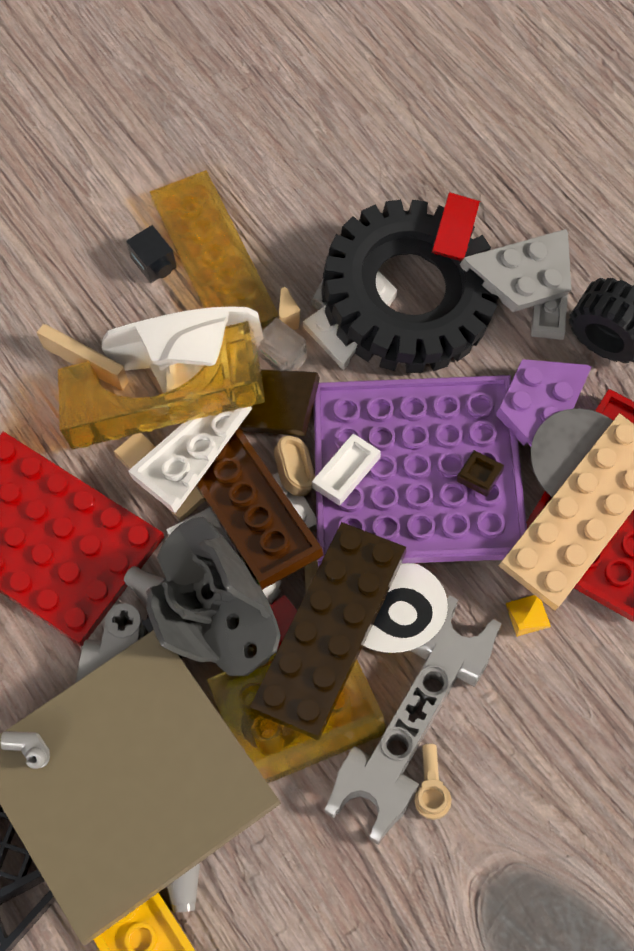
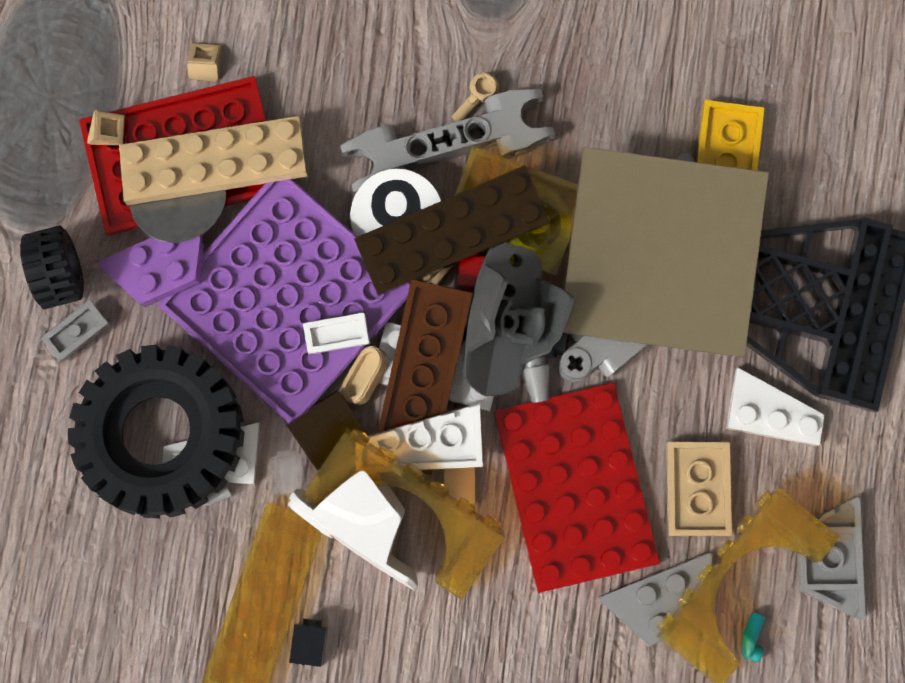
camera: 140 degrees left, 15 degrees up
(30, 744) = (704, 322): light grey arm -> none
(76, 353) = (433, 601): tan tile -> none
(288, 309) = (256, 500): tan slope -> none
(455, 226) = (84, 433): red slope -> none
(480, 473) = (253, 248): dark brown tile -> none
(525, 271) = (68, 362): light grey wing -> none
(527, 615) = (317, 142): yellow slope -> none

